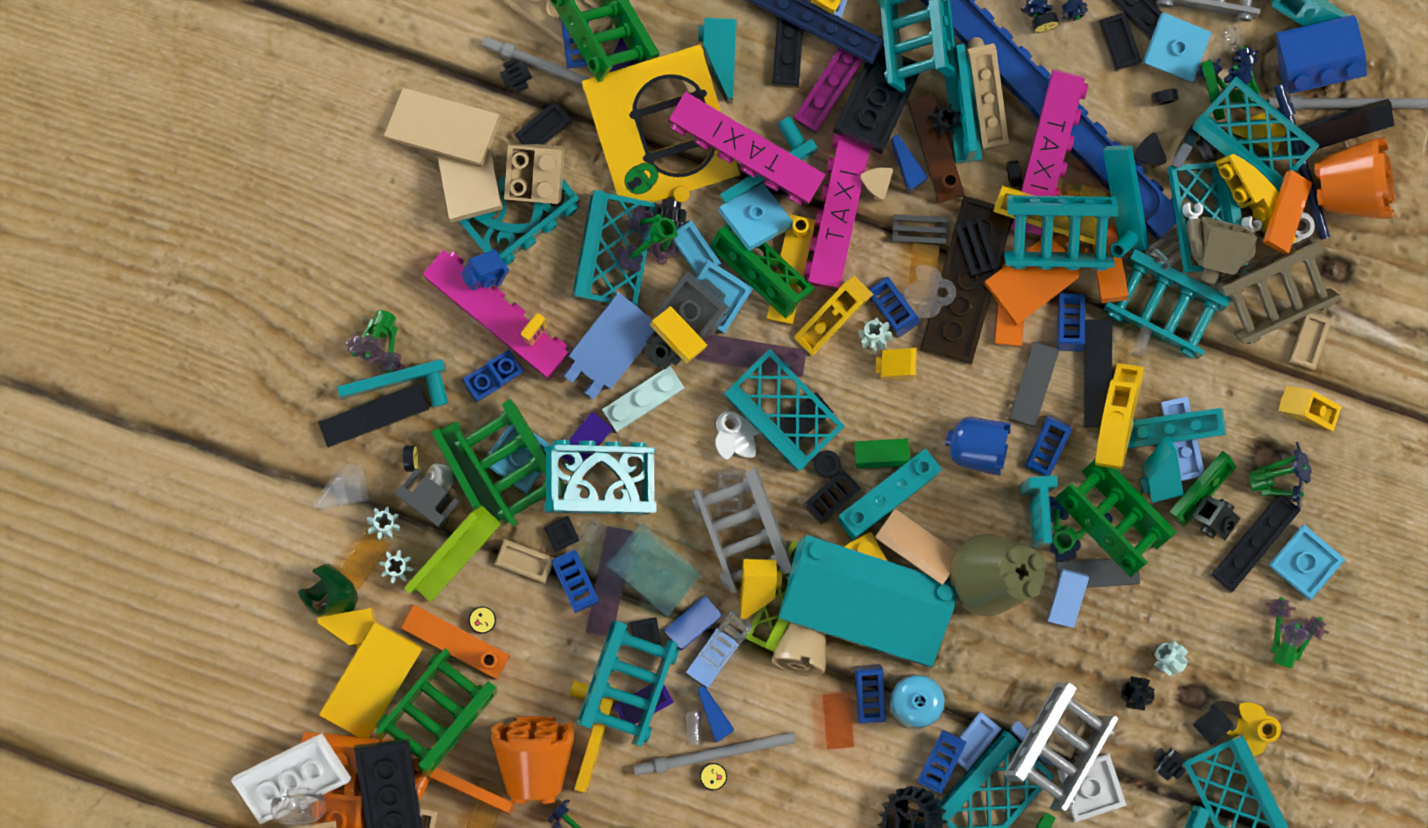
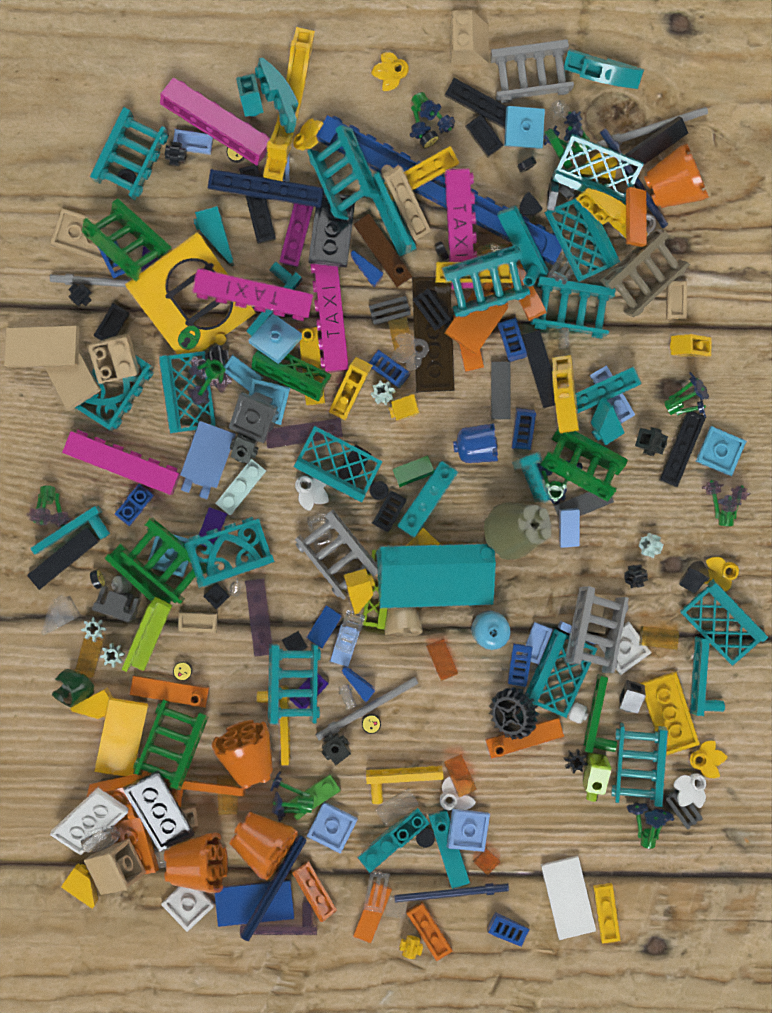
camera: 20 degrees left, 5 degrees up
(485, 271) = (102, 437): blue brick -> none
(534, 329) = (149, 467): yellow tile -> none
(564, 561) = (235, 615): blue slope -> none
(651, 802) = (339, 754): none -> pearl dark grey brick
(652, 569) = (285, 600): clear light blue slope -> none
(678, 335) = (249, 437): yellow tile -> none
(864, 670) = (451, 620): blue slope -> none
(877, 182) = (350, 287): tan tile -> none
(917, 546) = (457, 527): light nougat tile -> none
(944, 113) = (379, 226): black gear -> none
(1033, 61) = (430, 169): none -> yellow piece
(1143, 788) = (659, 638): none -> clear yellow tile
(1169, 763) = (671, 616): black gear -> none
(1207, 484) = (637, 422): green tile -> none
(1220, 244) = (597, 254): dark tan torso -> none
(1321, 54) = (624, 99): blue slope -> none

